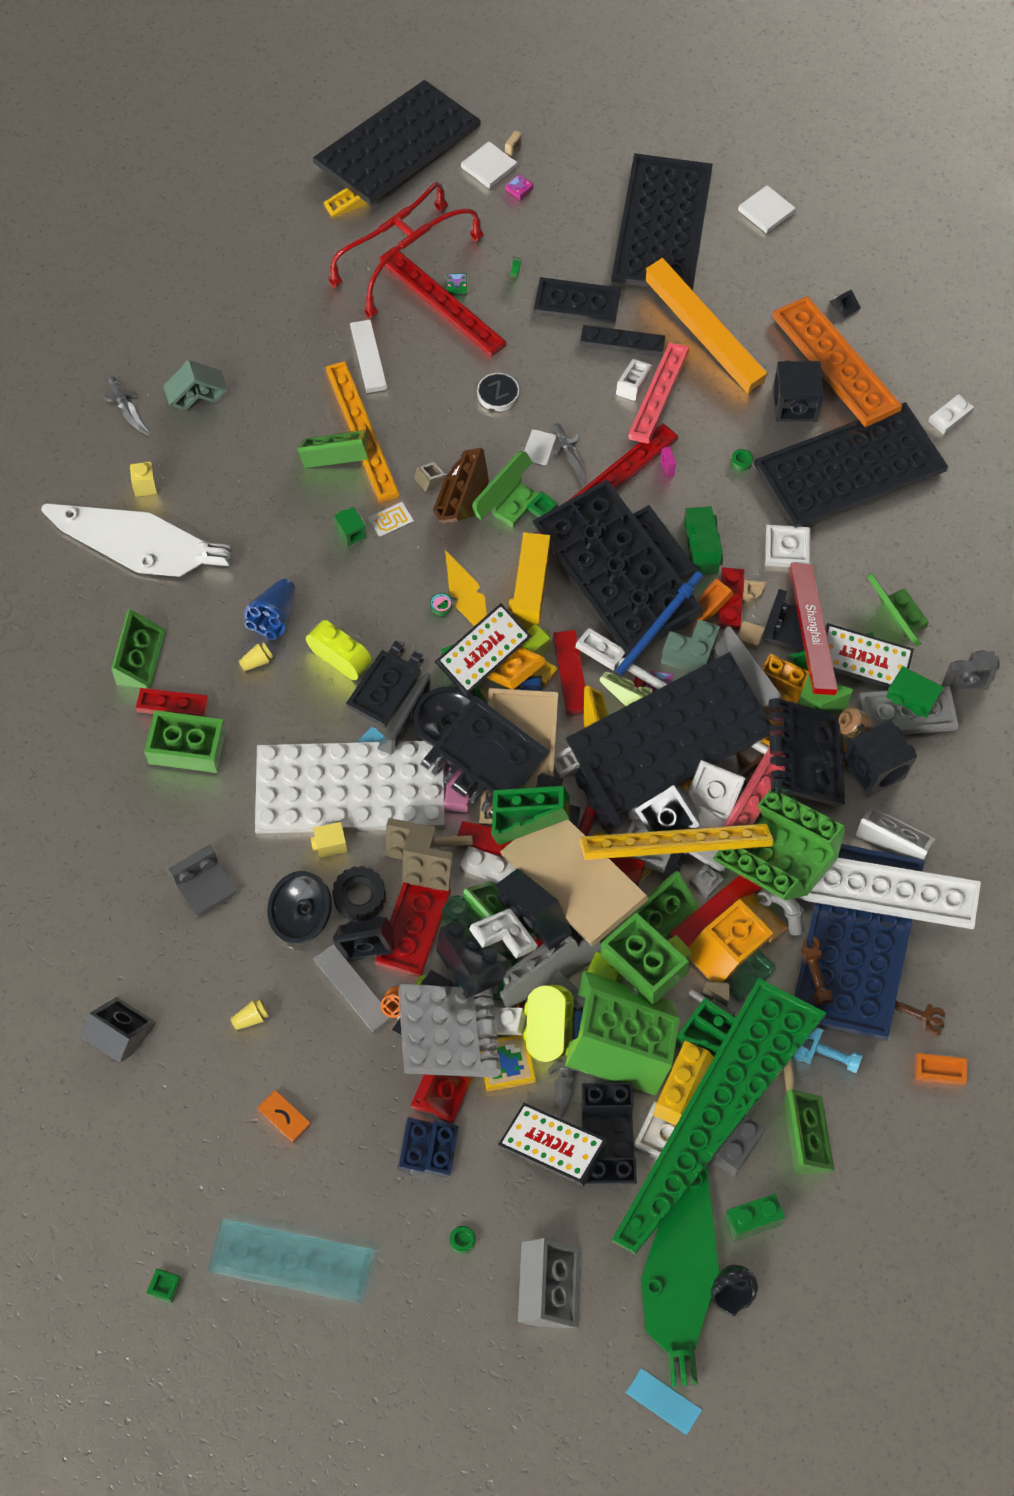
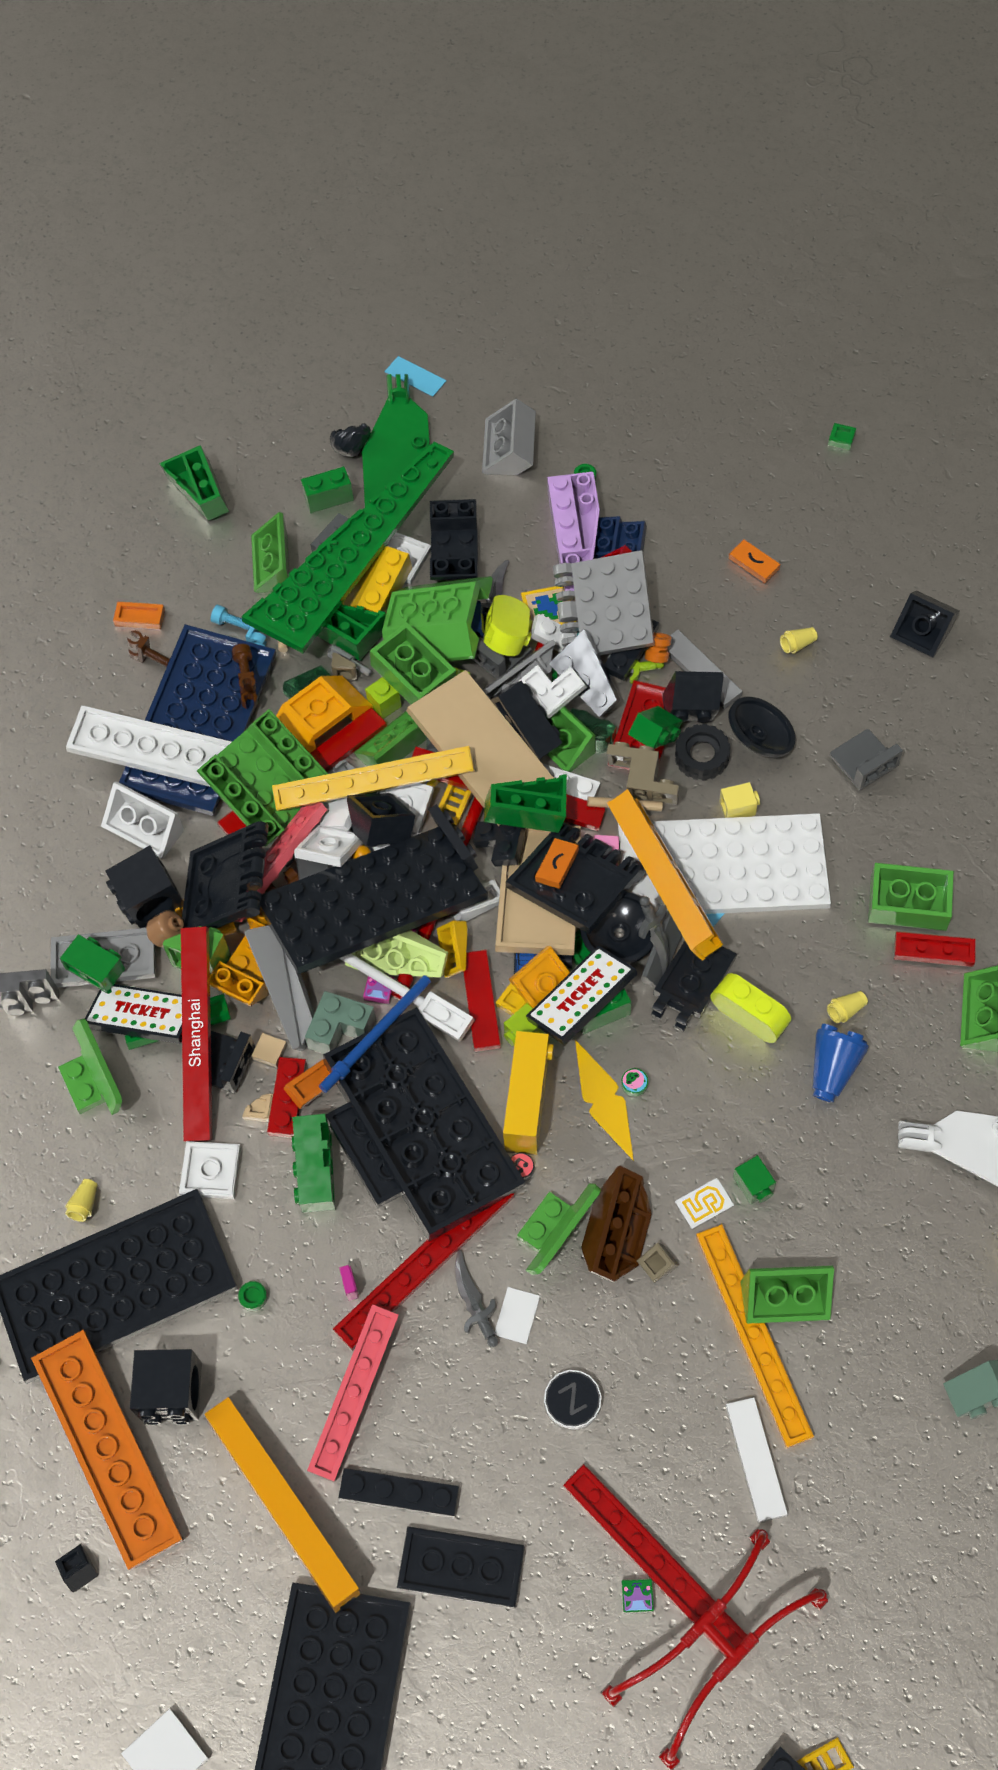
camera: 175 degrees left, 0 degrees up
(291, 1261) = (734, 456): clear light blue plate -> none
(403, 896) = (655, 727): none -> green brick
(406, 743) = (665, 875): none -> light orange tile
(421, 690) = (652, 923): none -> dark grey piece
(475, 1155) = (574, 516): none -> lavender wedge
(502, 764) = (557, 863): none -> orange tile
(514, 272) = (551, 1622): green tile -> none
(541, 504) = (512, 1216): green plate -> none
(553, 1144) = (504, 532): tile -> none
(632, 380) = (381, 1410): white slope -> none
(887, 520) = (82, 1201): none -> light yellow cone
(902, 1228) = (196, 481): none -> green wedge

